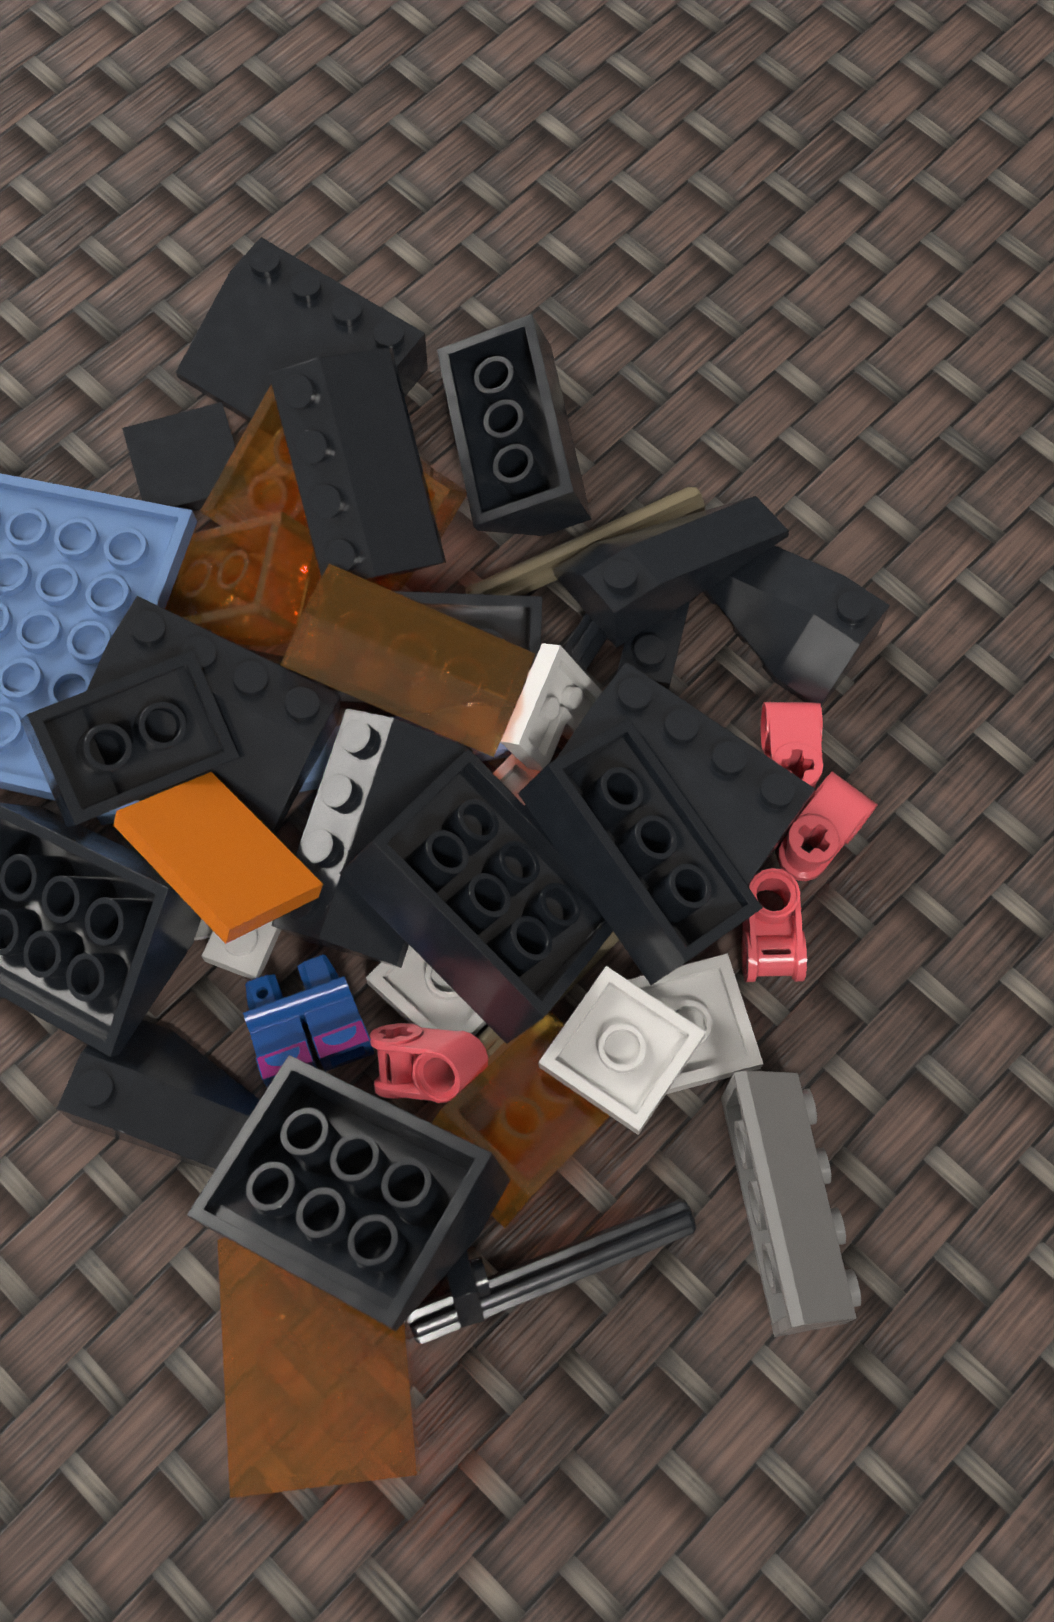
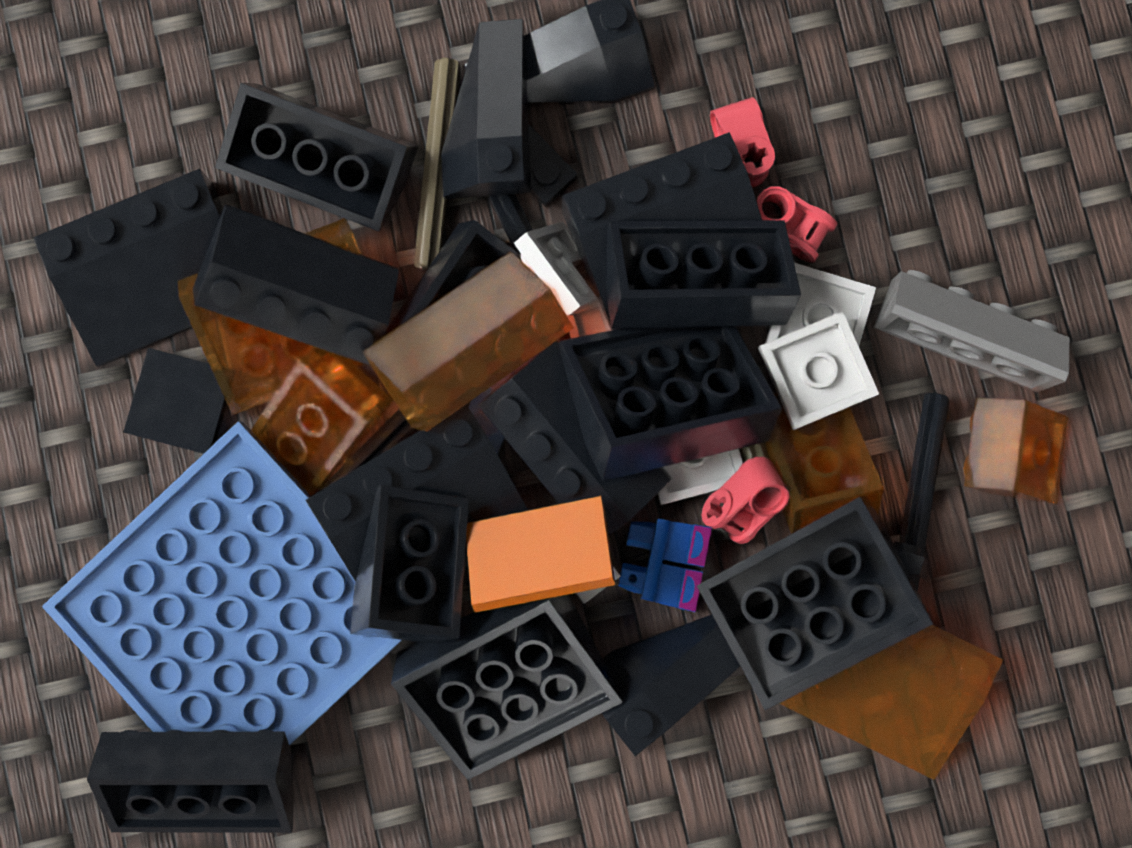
camera: 55 degrees left, 15 degrees up
(686, 1348) = (1015, 449): none -> clear orange slope
(794, 737) = (672, 120): coral piece -> none

